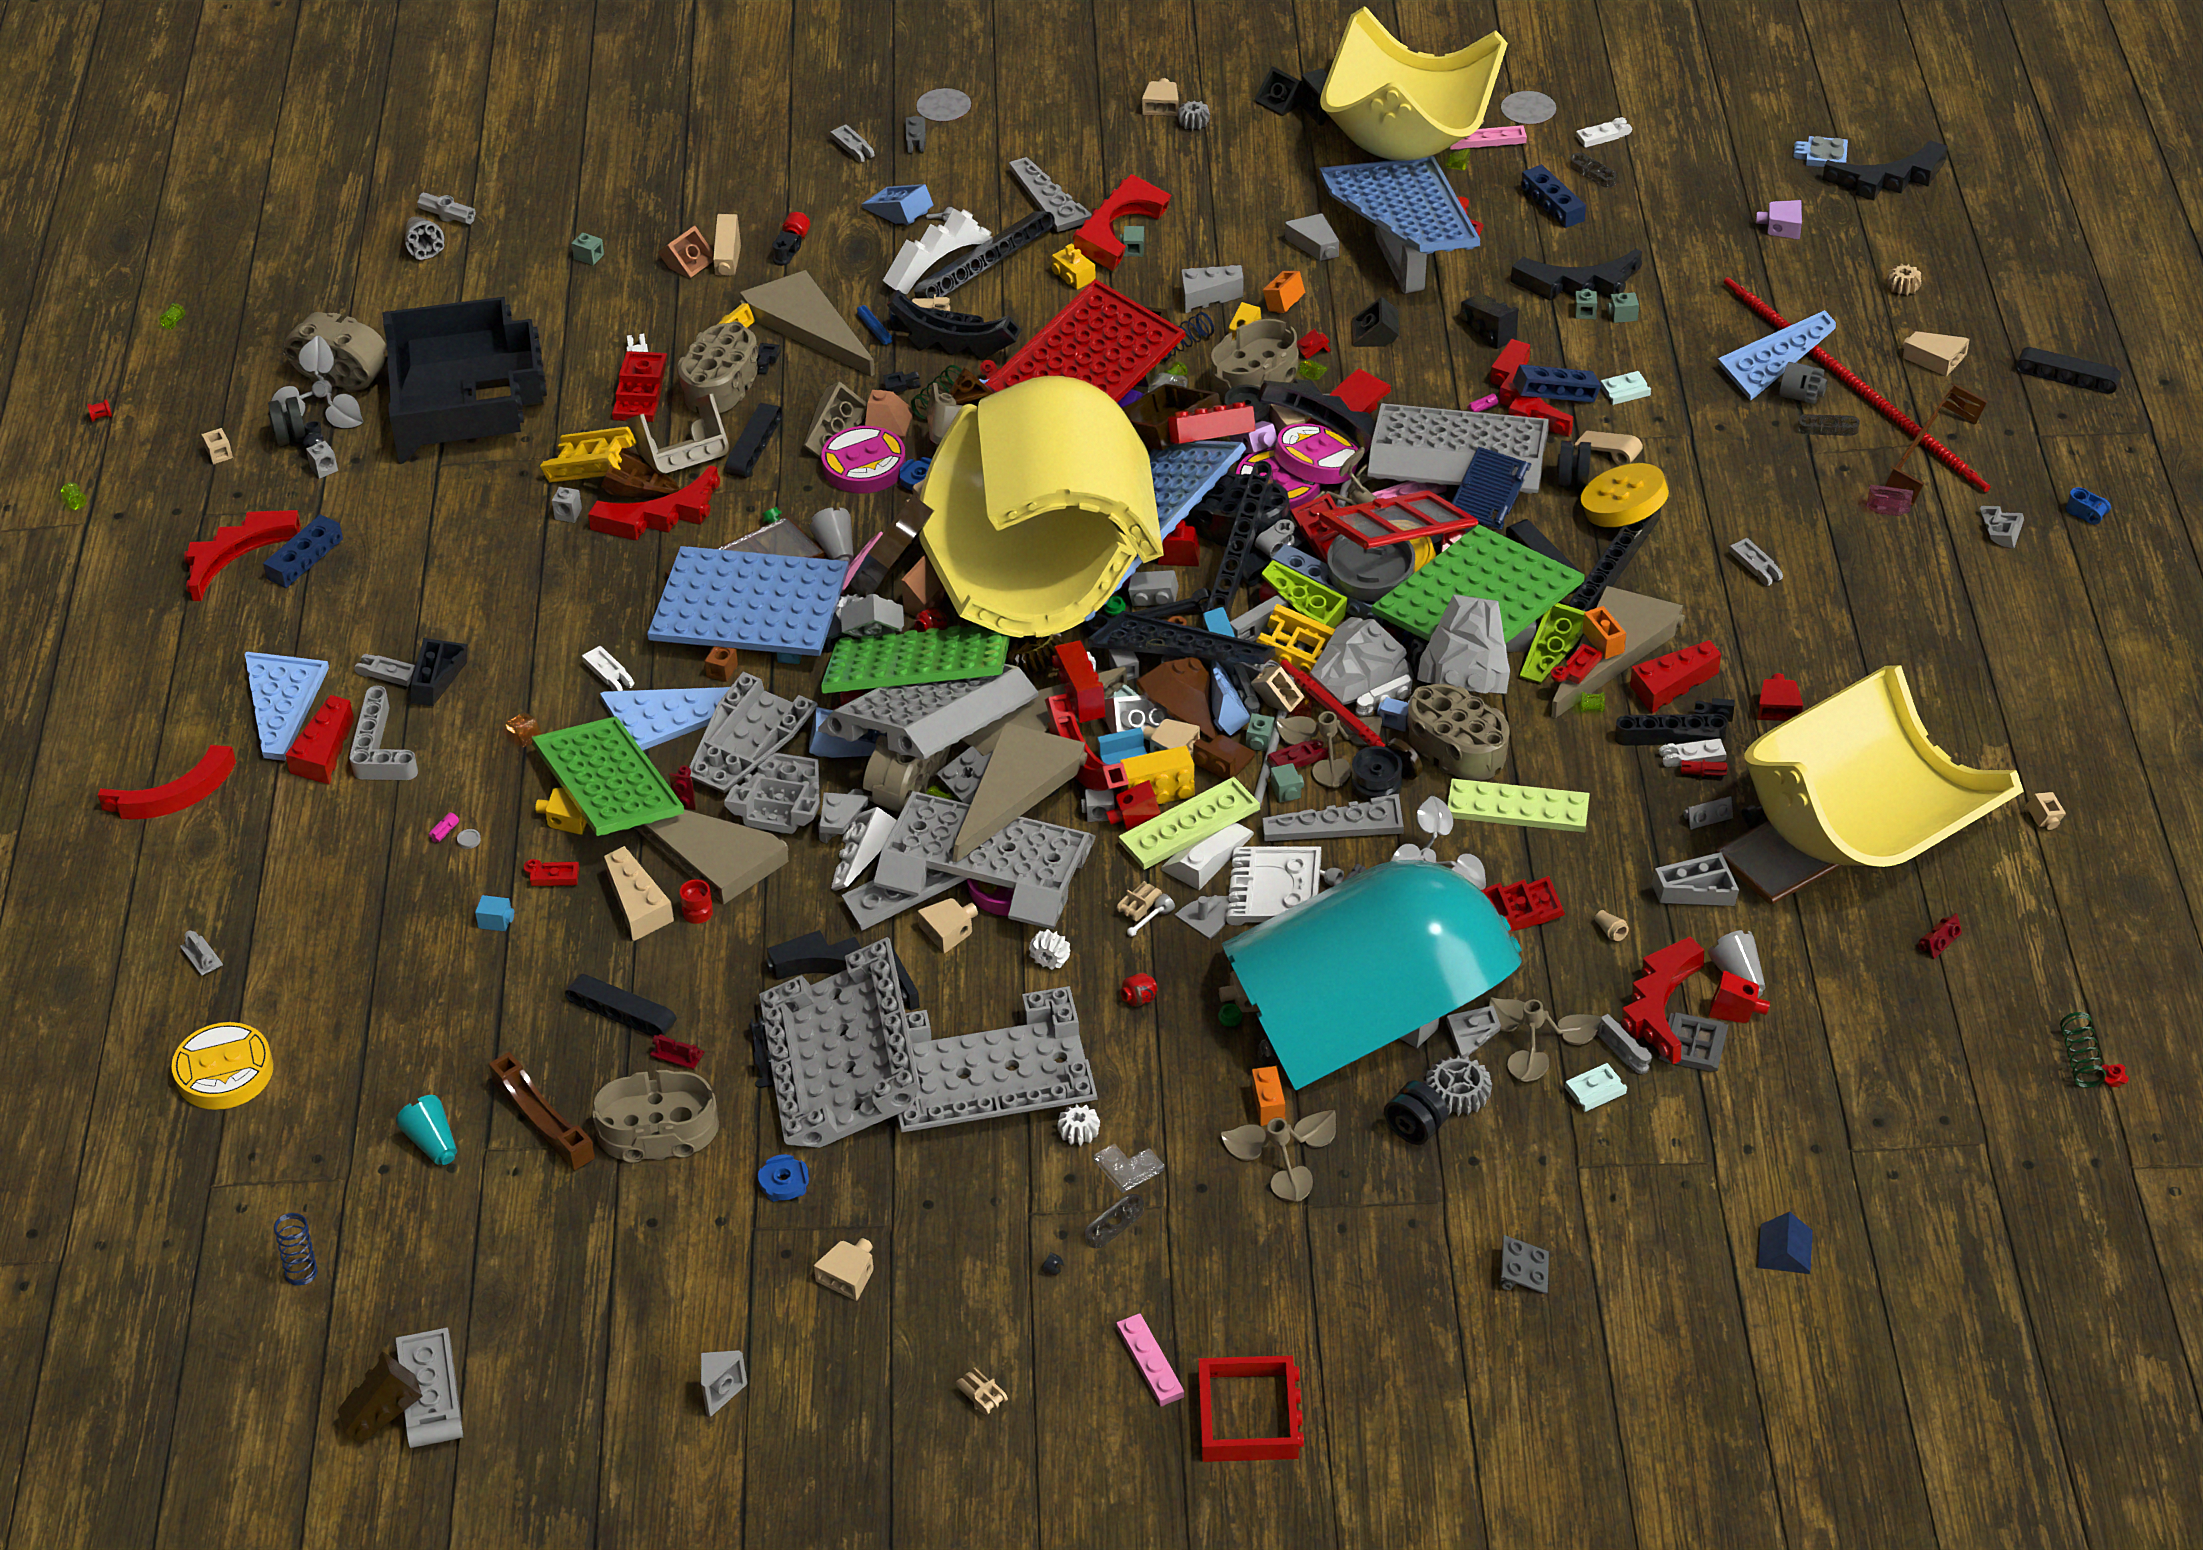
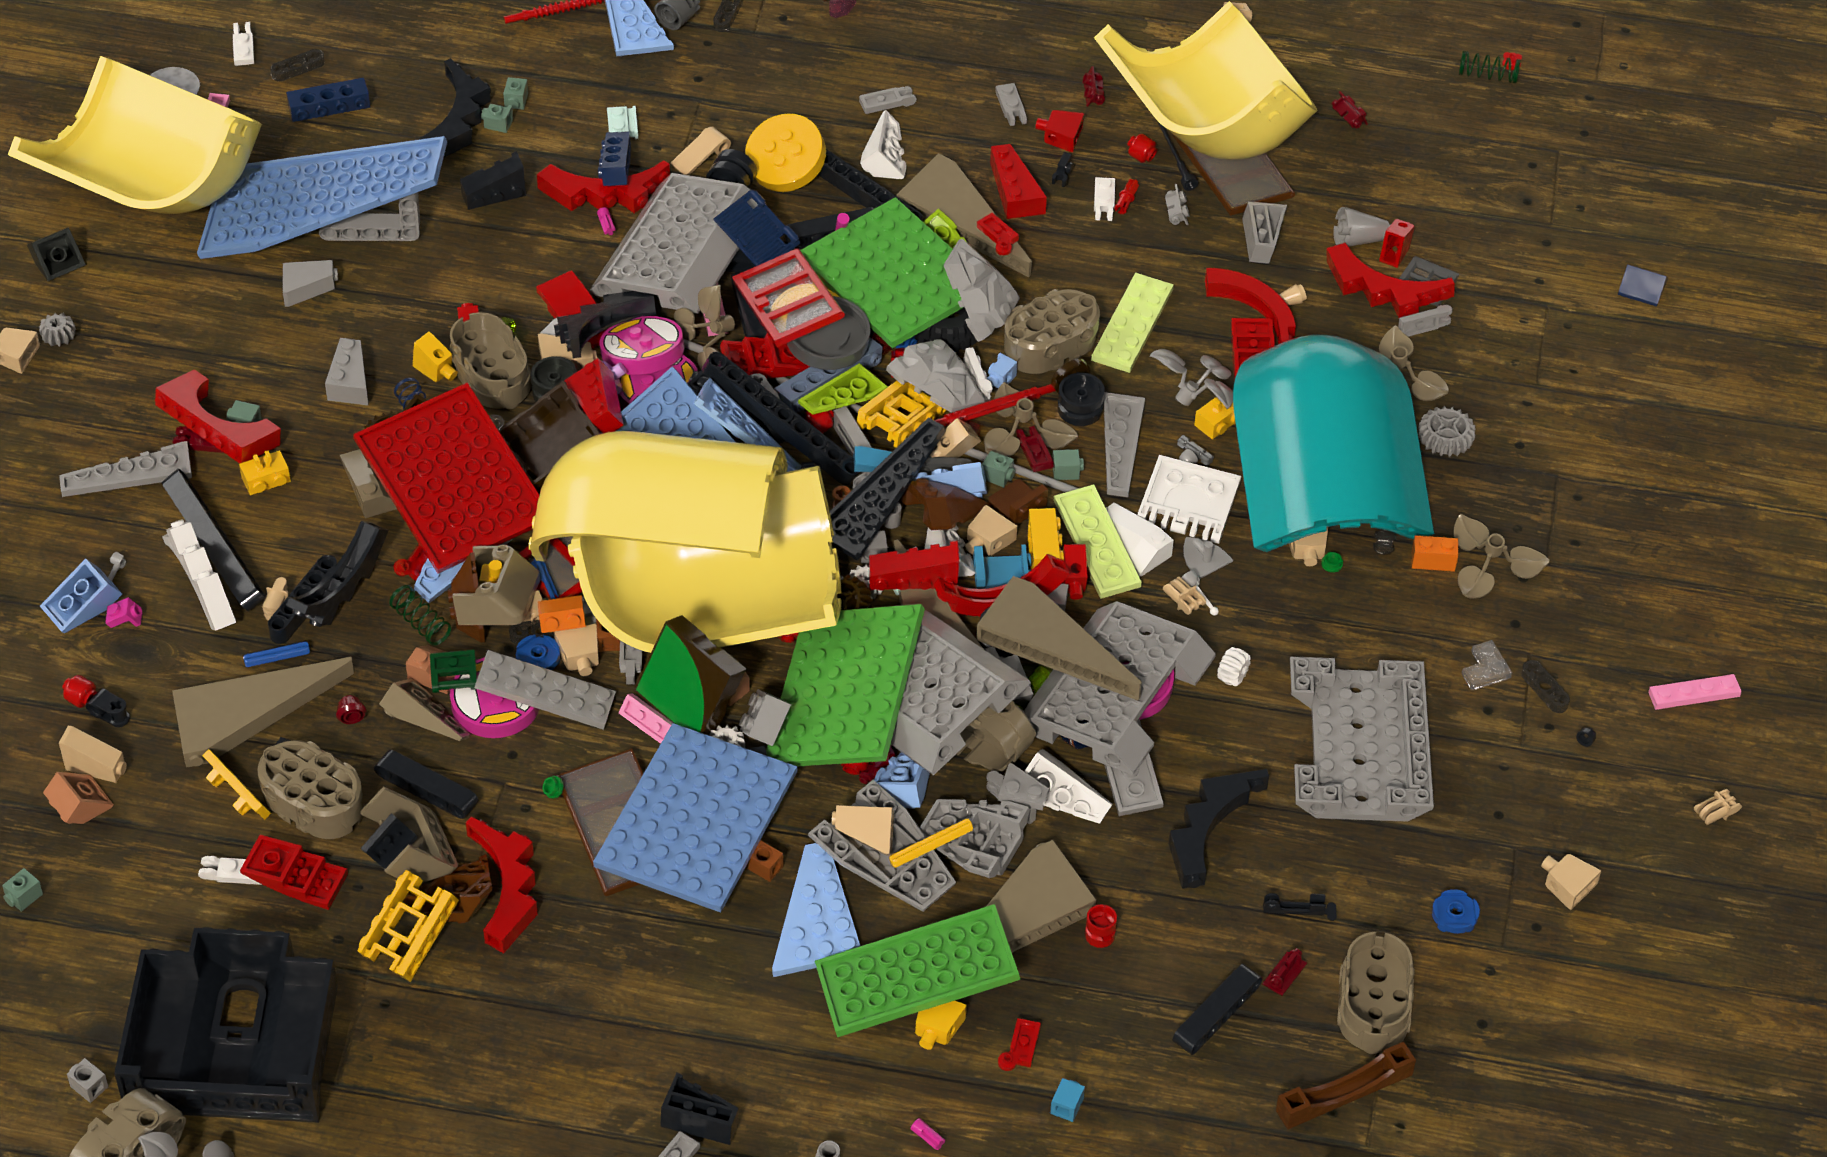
camera: 80 degrees left, 5 degrees up
(468, 838) = (946, 1116): light grey piece -> none
(525, 727) = (802, 1044): clear orange bracket -> none
(566, 504) = (469, 962): light grey brick -> none
(607, 668) = (739, 960): white hinge -> none
(638, 895) = (1074, 974): tan wedge -> none
(679, 427) = (388, 841): none -> black bracket
(682, 787) = (948, 906): dark red hinge -> none
(721, 1378) = (1692, 986): light grey slope -> none
(755, 757) = (931, 843): none -> yellow axle
(759, 710) = (867, 825): none -> tan slope
(813, 1059) = (1327, 801): light grey slope -> none
(821, 377) = (350, 710): none -> dark red cone
(834, 533) = (617, 735): light grey cone -> none
(871, 480) = (545, 689): none -> light grey plate
(876, 414) = (450, 665): none -> dark green plate
(890, 231) = (122, 612): none -> dark pink bracket
(898, 381) = (384, 648): black plate -> none
(930, 619) = (766, 680): red head -> none
(947, 923) = (1176, 738): tan torso -> none
(1078, 1124) = (1440, 688): white gear -> none
(1138, 989) = (1291, 616): red head -> none
(1211, 508) = (731, 416): none -> light blue wing
(1250, 1448) = (1753, 661): red window -> none
(1284, 291) = (387, 318): orange brick -> none
(1311, 90) = (90, 224): pearl dark grey slope -> none
(1376, 325) = (463, 267): pearl dark grey slope -> none
(1416, 1112) = (1482, 458): black wheel -> none
(1523, 1265) = (1632, 432): dark grey hinge -> none
(1531, 543) = (842, 221): none -> dark pink piece
(1582, 913) = (1255, 294): none -> red arch
(1592, 701) = (1029, 243): clear neon green bush -> none
(1595, 1087) = (1464, 349): light aqua plate -> none
(1604, 632) = (971, 203): orange brick -> none
(1667, 729) = (1077, 203): black beam -> none
(1675, 572) = (883, 152): none -> white wedge
(1802, 656) = (1011, 103): none -> light grey hinge

